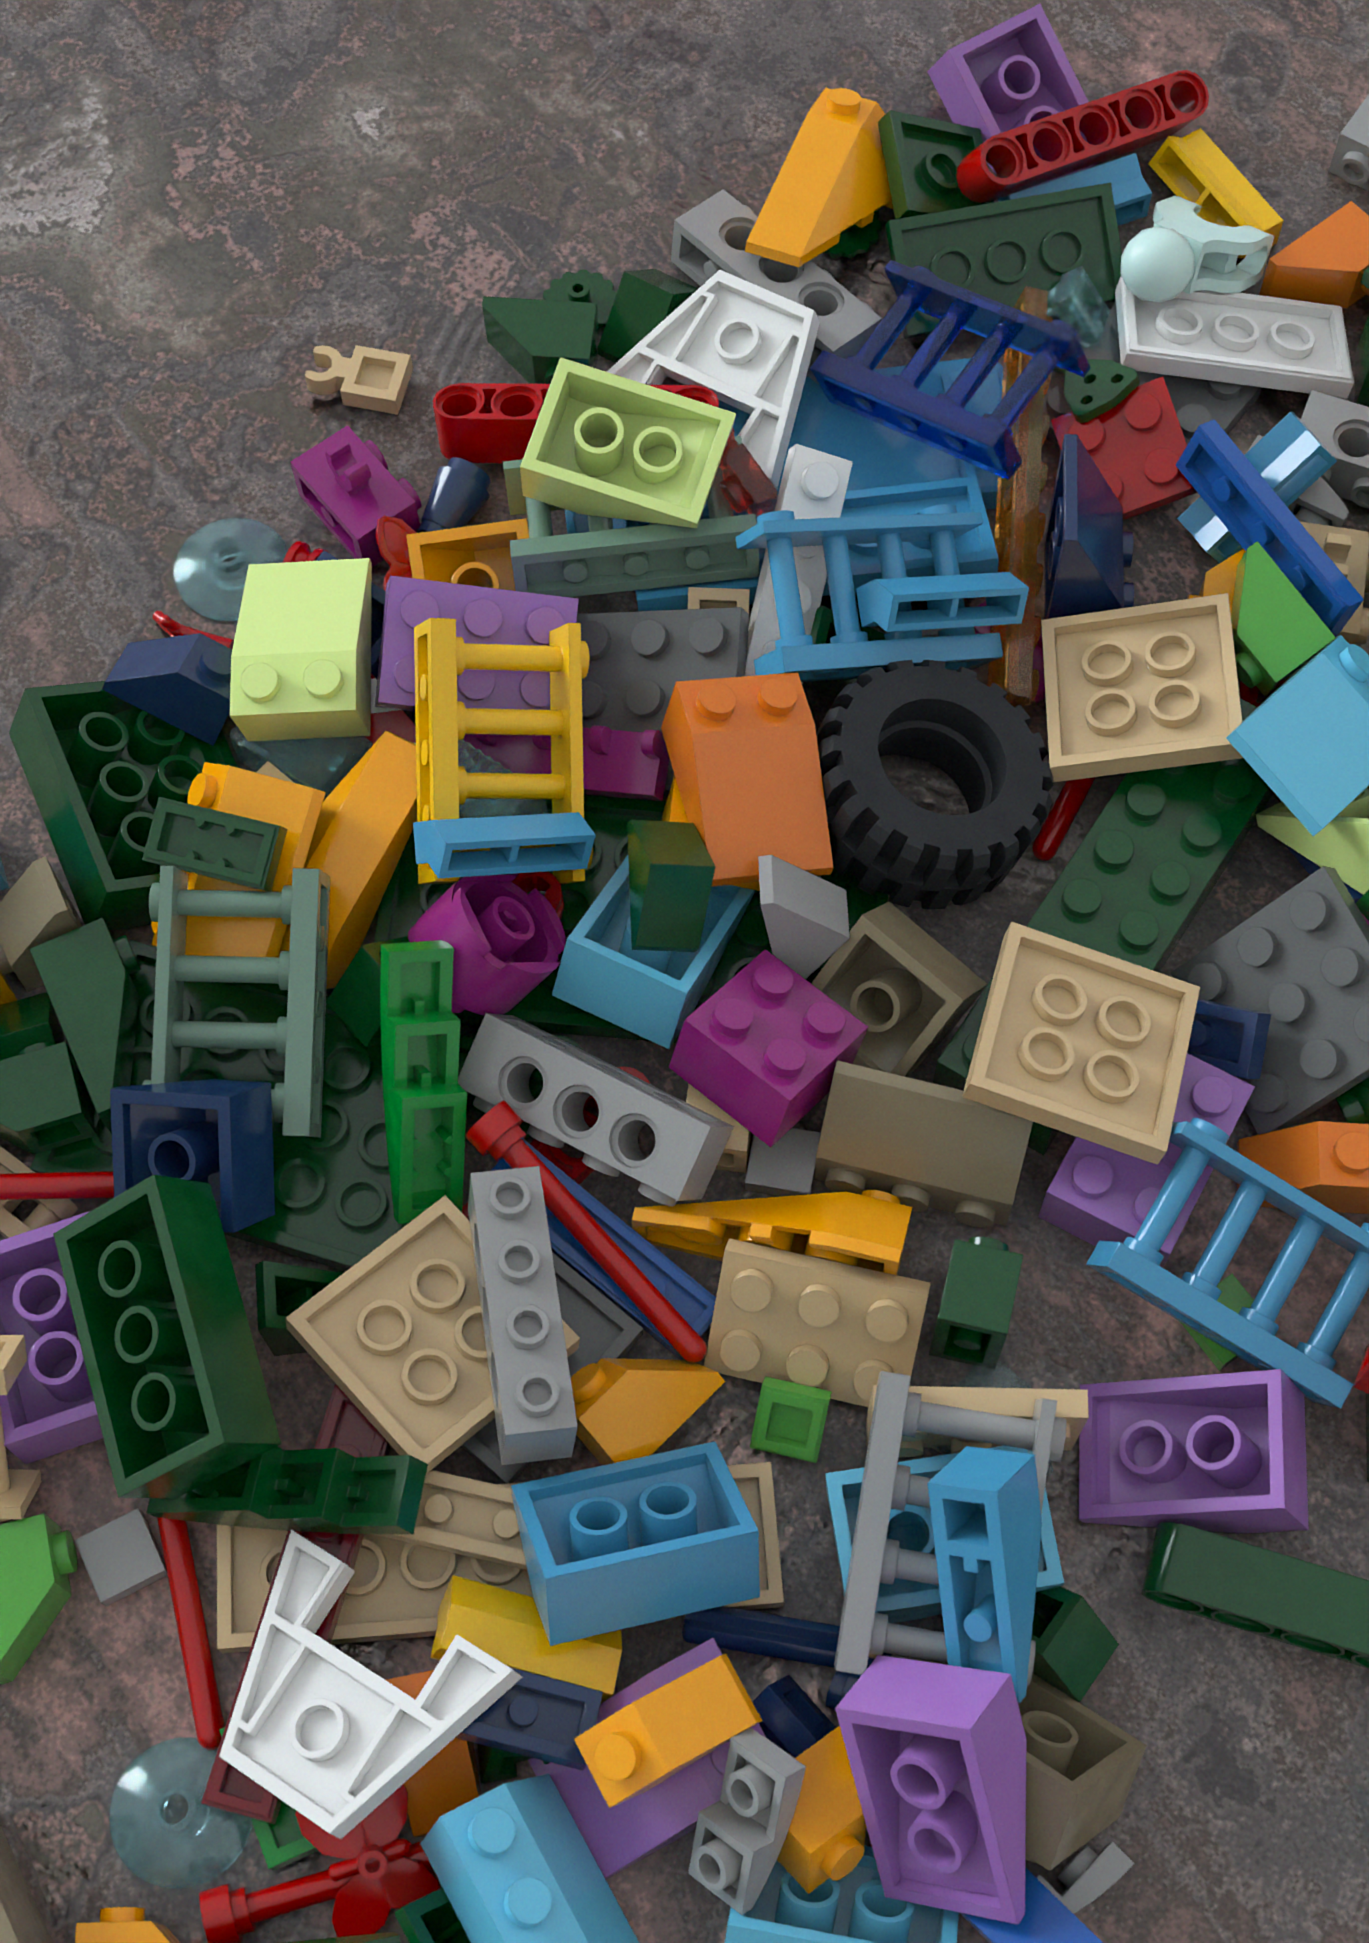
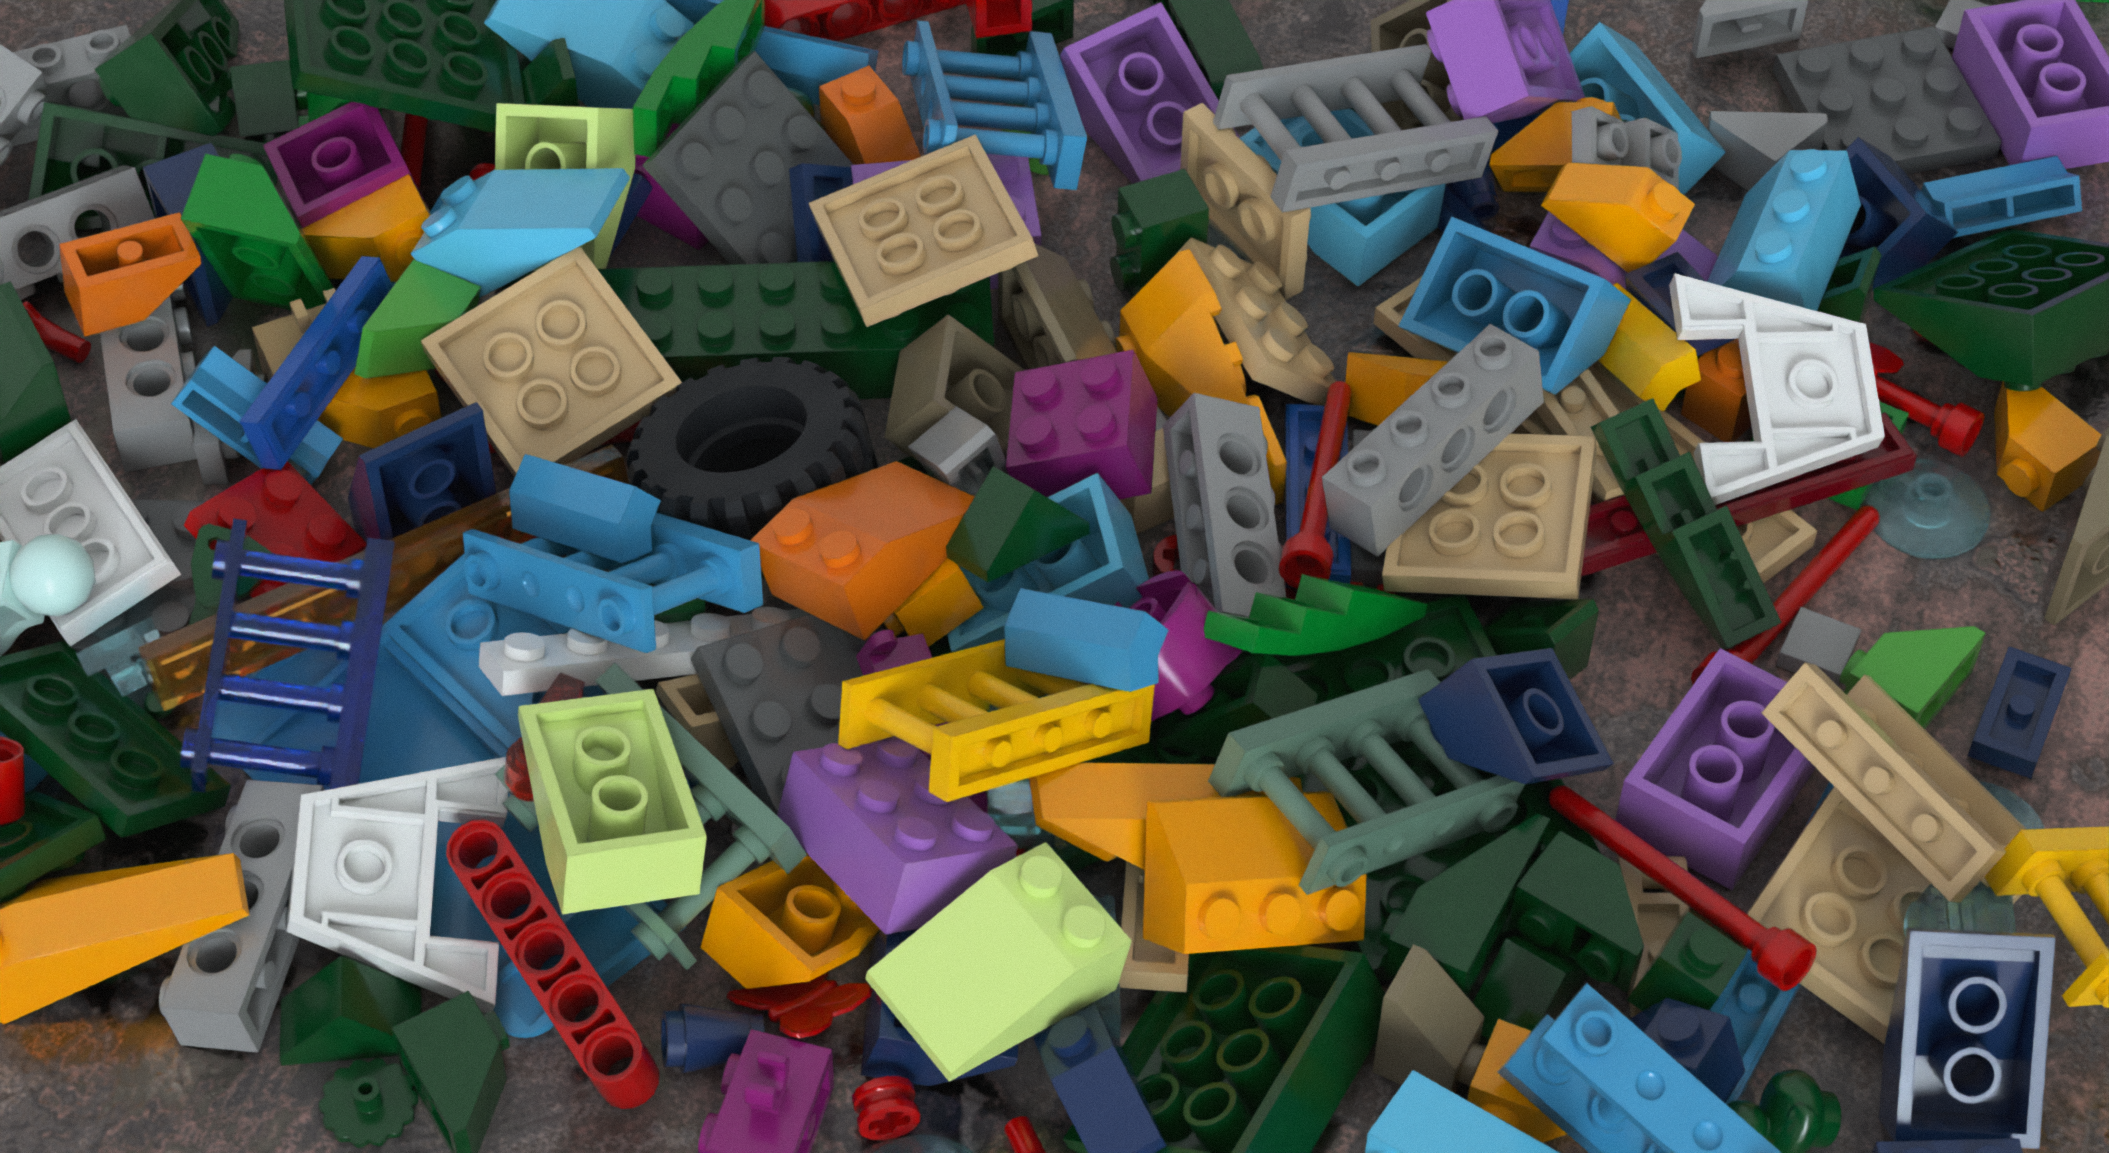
camera: 130 degrees left, 15 degrees down
(165, 1339) = (1671, 616): dark green brick -> none
(215, 844) = (1266, 848): dark green plate -> none
(790, 1419) = (1333, 319): bright green tile -> none
(790, 1717) = (1523, 208): dark blue plate -> none
(988, 1558) = (1361, 63): dark azure slope -> none

